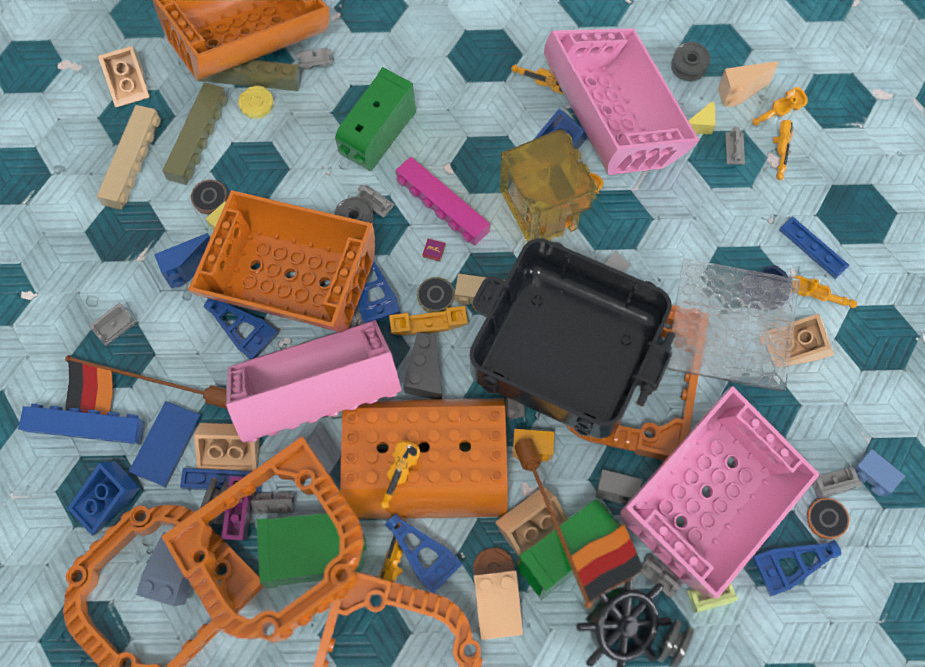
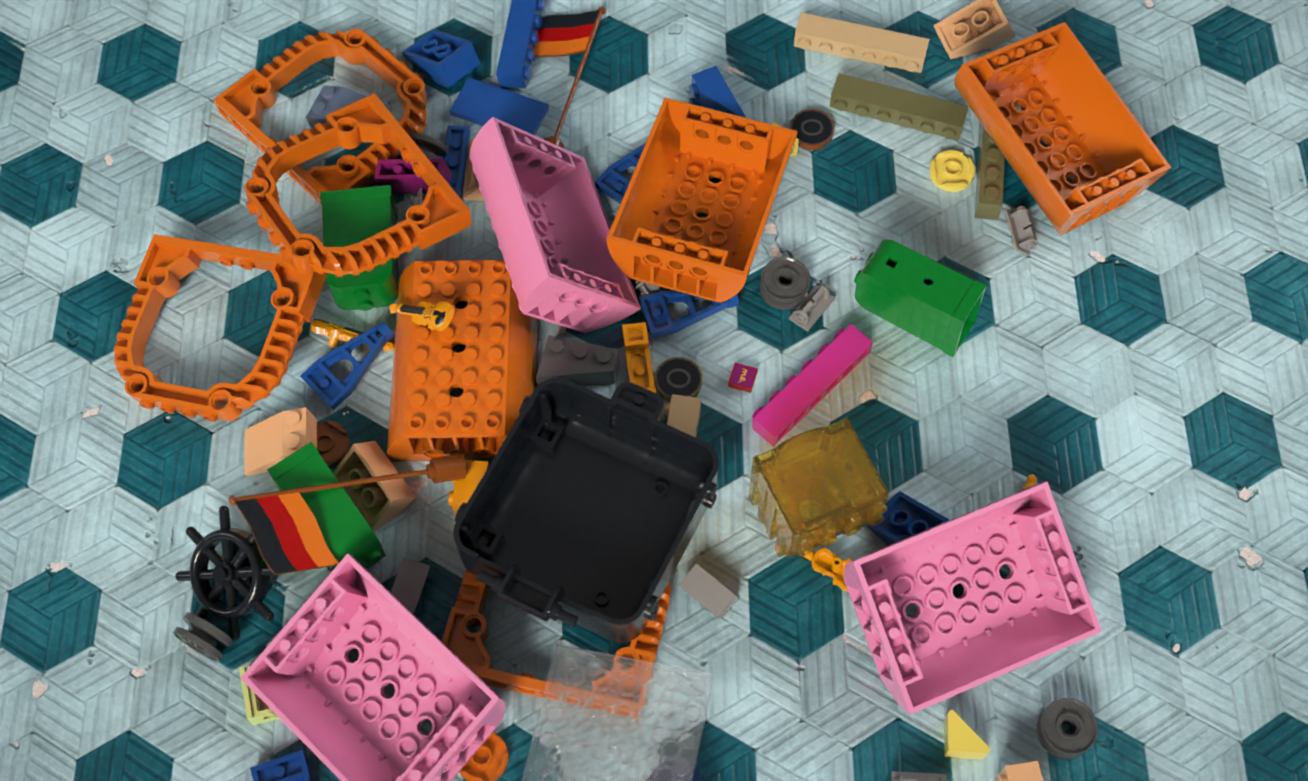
camera: 90 degrees right, 5 degrees down
(112, 324) = (642, 47): light grey hinge -> none

